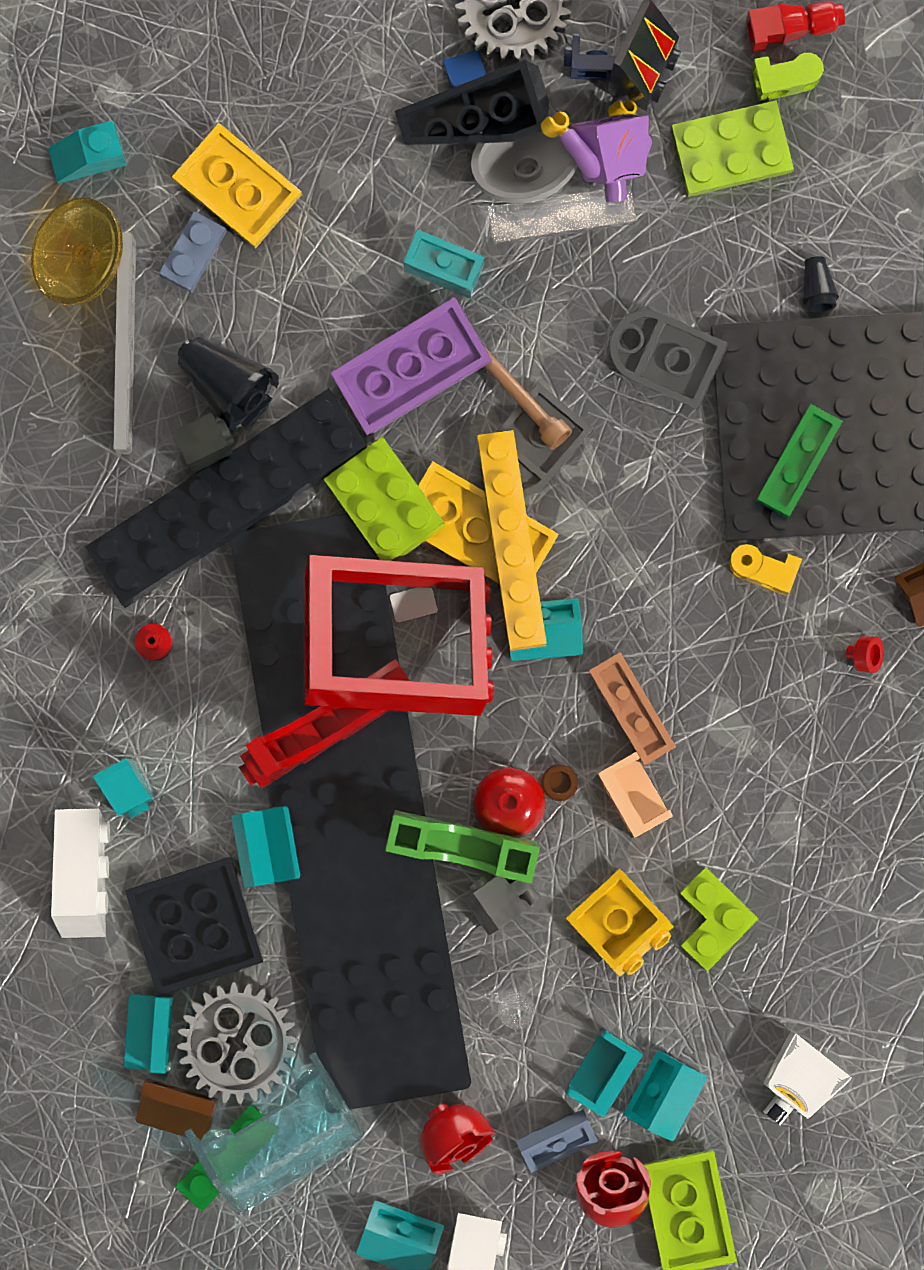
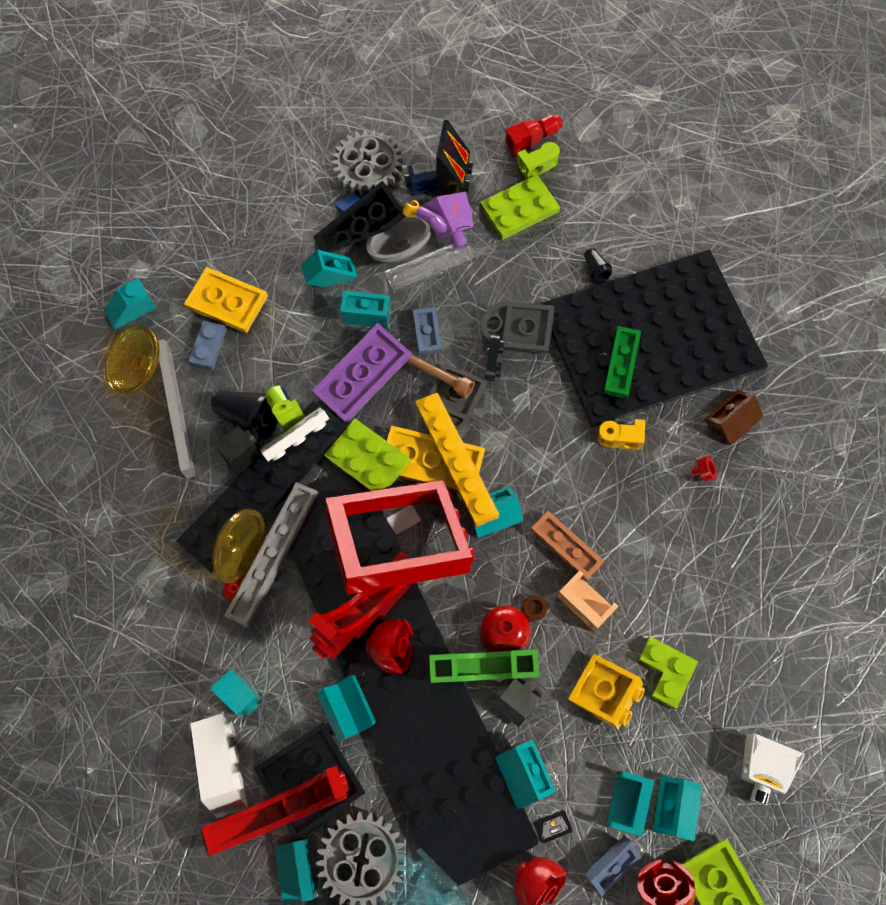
camera: 15 degrees left, 15 degrees down
(141, 956) = (276, 812): none -> red arch
(171, 585) = (237, 545): none -> clear yellow dish
(216, 605) = (271, 555): none -> light grey tile
(284, 399) = (285, 410): none -> lime leg
(288, 441) = (294, 435): none -> white plate
(345, 785) = (390, 646): none -> red cylinder
(404, 178) = (328, 269): none -> teal slope
(478, 998) = (525, 774): none -> teal panel
(496, 1072) = (553, 826): none -> black sticker
(527, 323) = (427, 331): none -> sand blue plate
(608, 411) = (496, 347): none -> black plate

